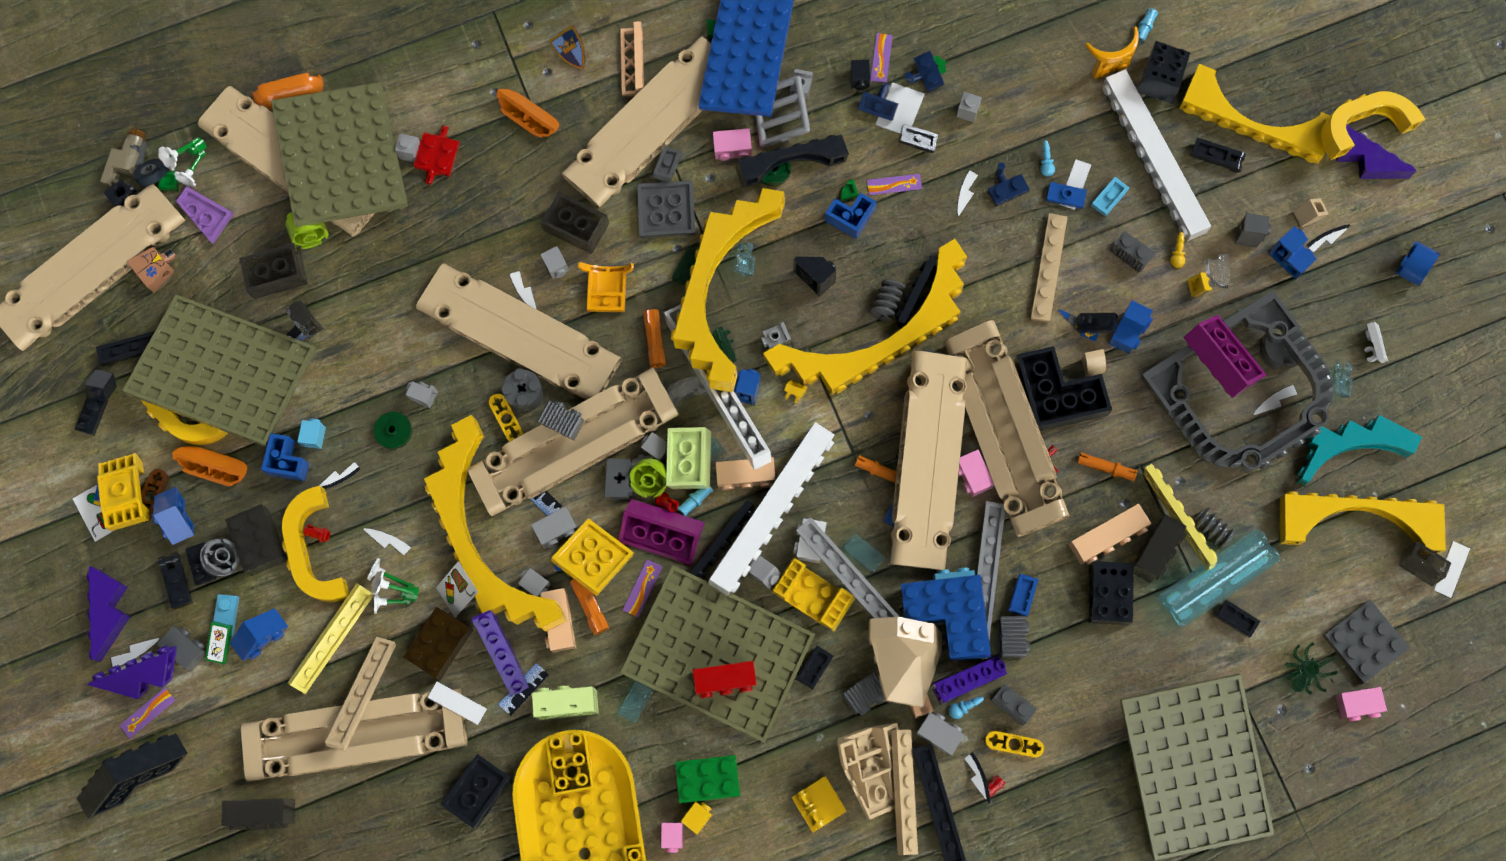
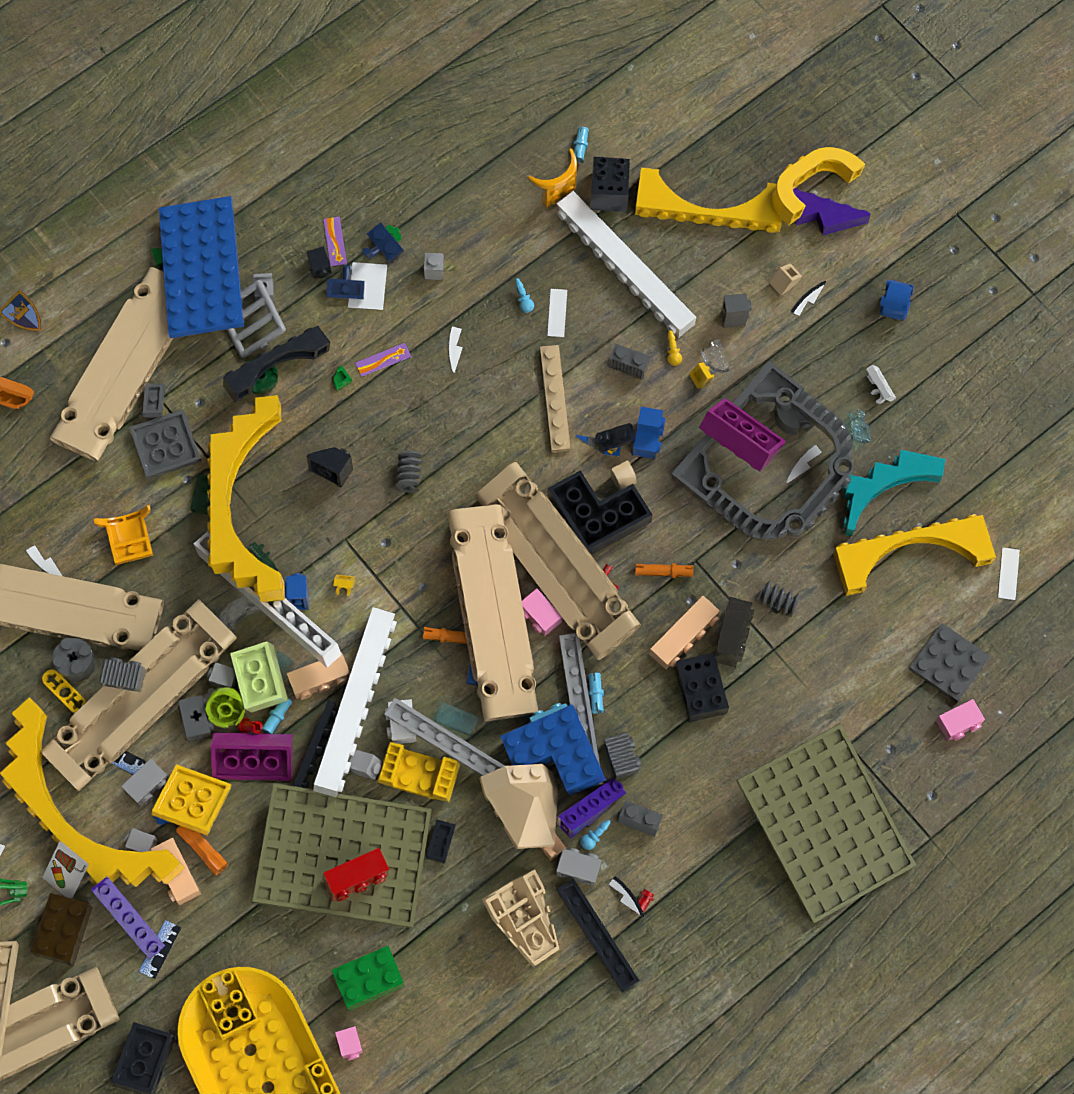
camera: 25 degrees left, 5 degrees down
(457, 703) = (98, 980): white sticker -> none
(555, 263) = (69, 526): light grey brick -> none
(564, 702) = (206, 947): yellowish green piece -> none
(575, 222) = (78, 482): clear smoke brick -> none
(635, 702) = (275, 926): clear light blue plate -> none
(638, 58) = (93, 303): light nougat fence -> none
(642, 588) = (249, 817): medium lavender sticker -> none
(654, 338) = (185, 561): orange axle -> none
(697, 817) = (368, 1017): yellow brick -> none
(732, 144) = (212, 363): bright pink brick -> none
(744, 261) = (258, 473): clear light blue plate -> none
(783, 336) = (317, 540): light grey brick -> none
(819, 804) = (482, 969): yellow hinge -> none
(844, 368) = (385, 549): yellow arch -> none
(851, 219) = (349, 404): blue brick -> none
(864, 694) = (495, 852): dark grey brick -> none
(904, 792) = (560, 932): tan plate -> none
(912, 298) = (435, 450): black plate -> none
(918, 138) = (393, 309): plate -> none
(1005, 568) = (596, 693): none -> medium azure pin
(1007, 189) = (493, 334): dark blue plate -> none
(1023, 595) = (619, 713): blue plate -> none
(1028, 752) = (667, 859): yellow beam -> none
(1066, 195) = (551, 325): blue plate -> none
(1110, 196) = (593, 315): medium azure plate -> none
(1176, 511) = (739, 591): light yellow plate -> none
(1218, 154) = (684, 248): black plate -> none
(1233, 570) = (798, 643): clear light blue brick -> none
(1237, 618) = (825, 676): black plate -> none
(1292, 254) = (779, 323): blue brick -> none
(1308, 669) = (904, 703): clear green animal -> none
(1424, 563) = (981, 575): clear smoke brick -> none

